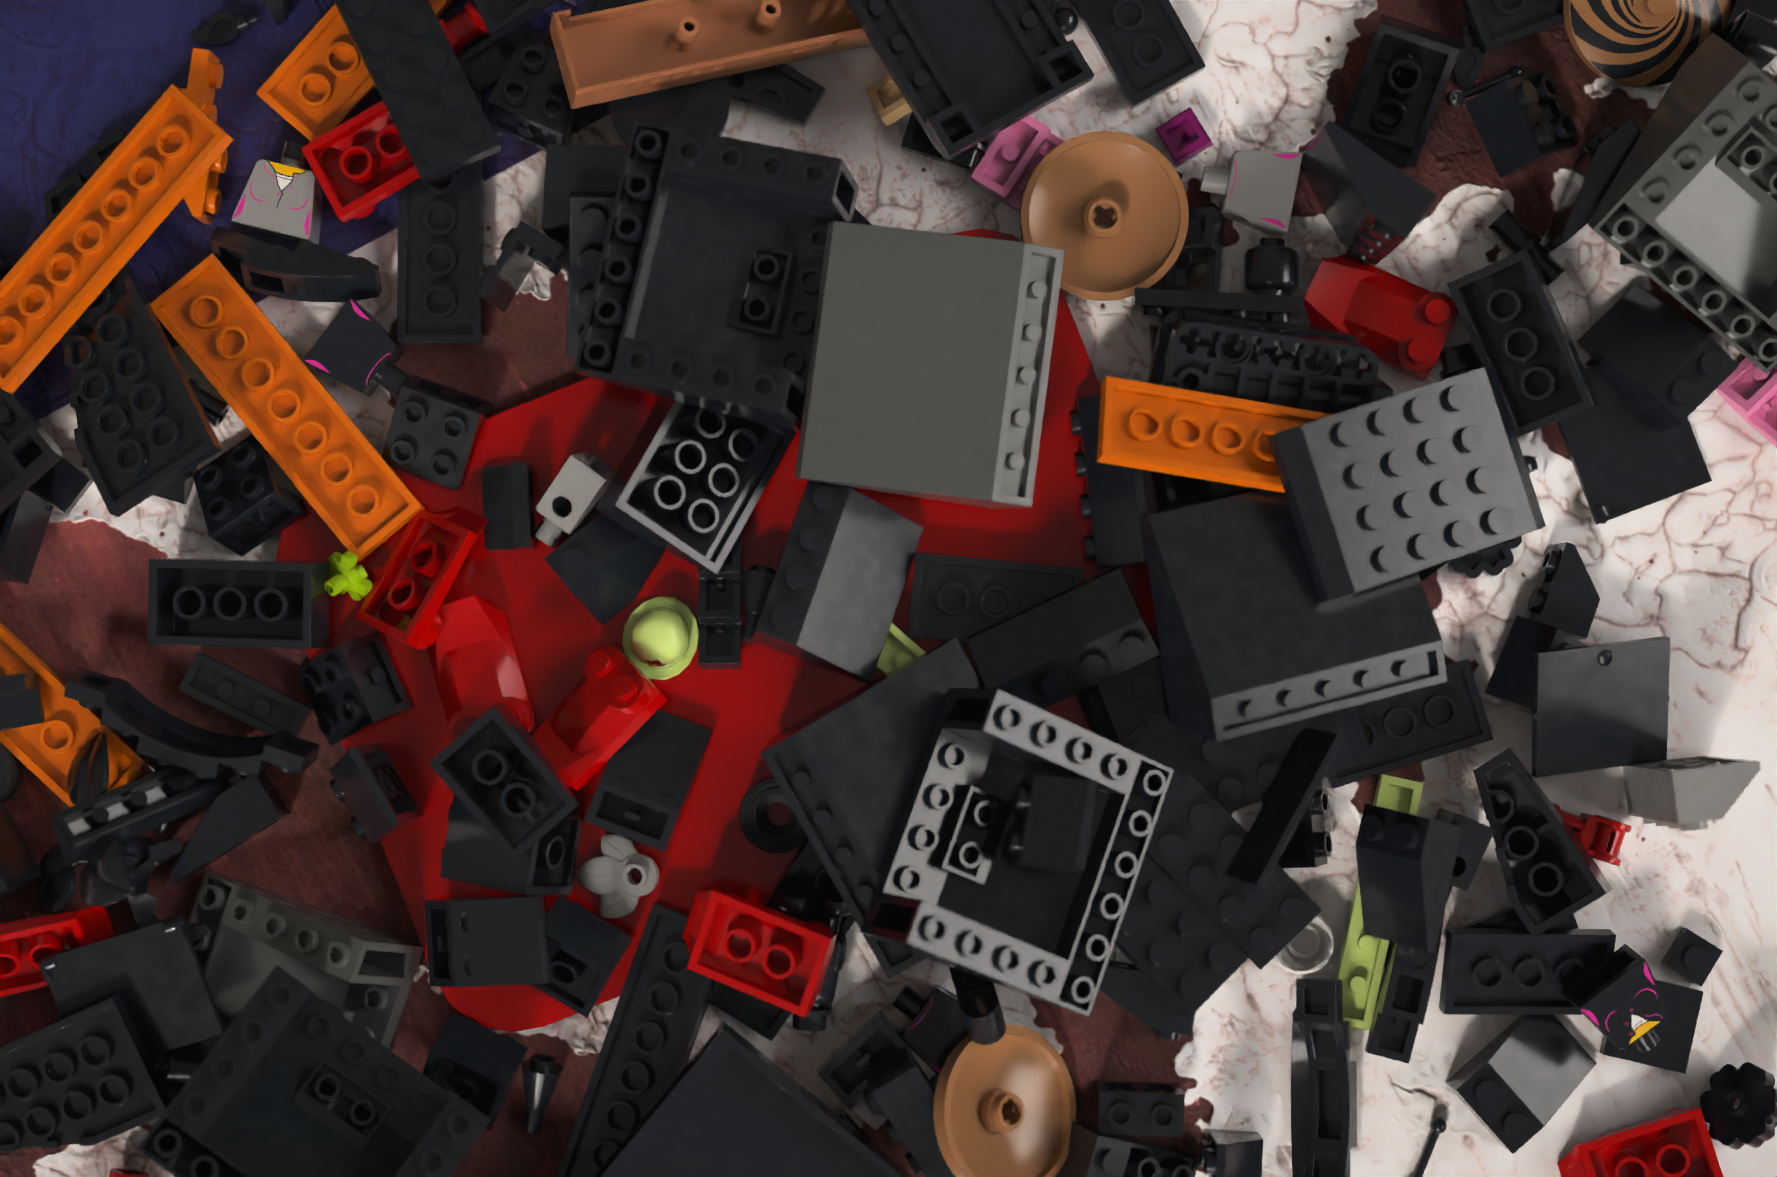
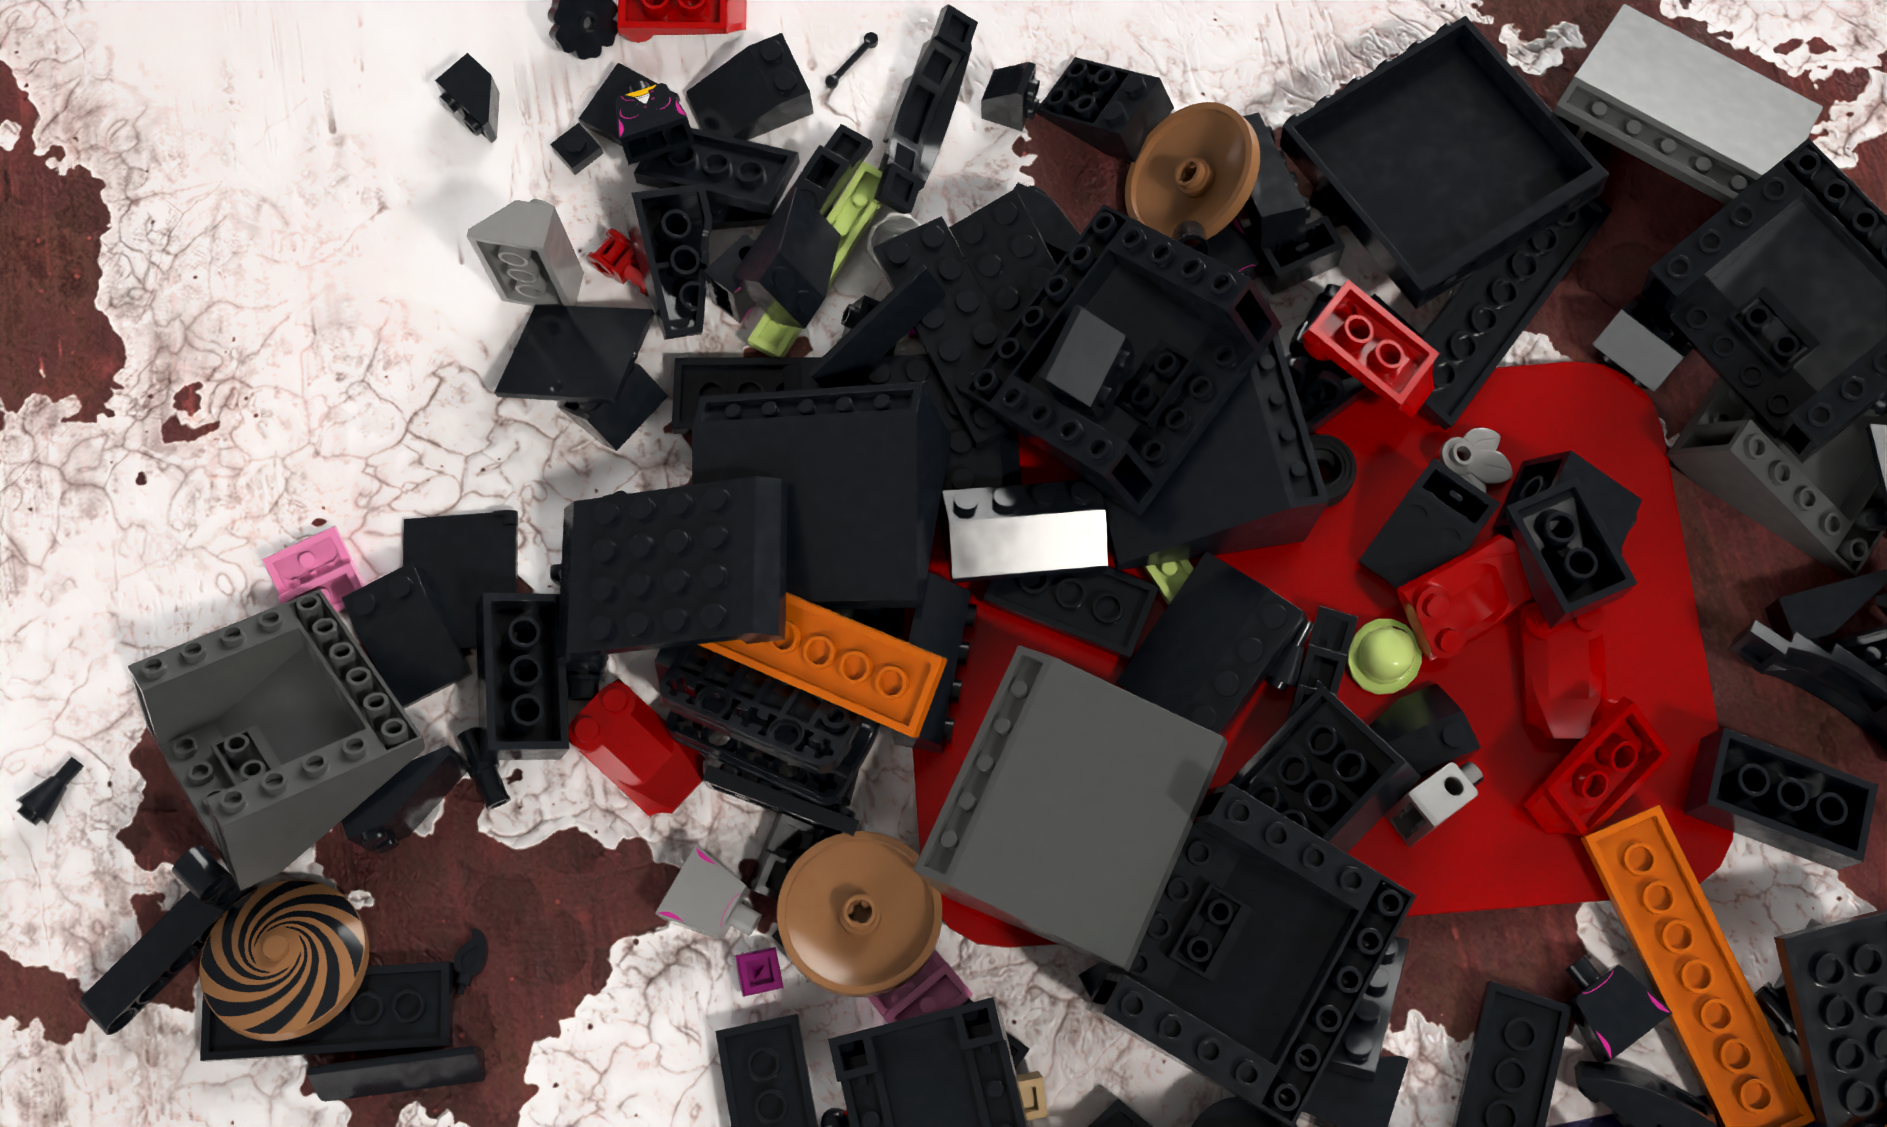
camera: 160 degrees left, 15 degrees down
(243, 499) = (1758, 901): black bracket -> none
(243, 697) = (1788, 717): black plate -> none
(347, 576) = (1671, 793): lime plant -> none
(353, 687) = (1683, 692): black bracket -> none
(373, 792) = (1684, 588): black slope -> none
(434, 431) = (1553, 911): black bracket -> none
(486, 941) = (1614, 429): black slope -> none
(509, 507) = (1498, 815): black panel -> none
(519, 252) = (1432, 1052): black bracket -> none
(539, 1079) = (1586, 320): black cone -> none
(581, 955) = (1532, 406): black slope -> none
(1140, 1108) = (1074, 155): black bracket -> none
(1271, 268) = (721, 818): black head -> none
(1362, 194) = (615, 833): black slope -> none
(1399, 88) = (542, 952): black slope -> none
(1456, 97) = (493, 925): black hinge -> none
(1522, 122) = (443, 883): black slope -> none
(1566, 594) = (568, 456): black slope -> none

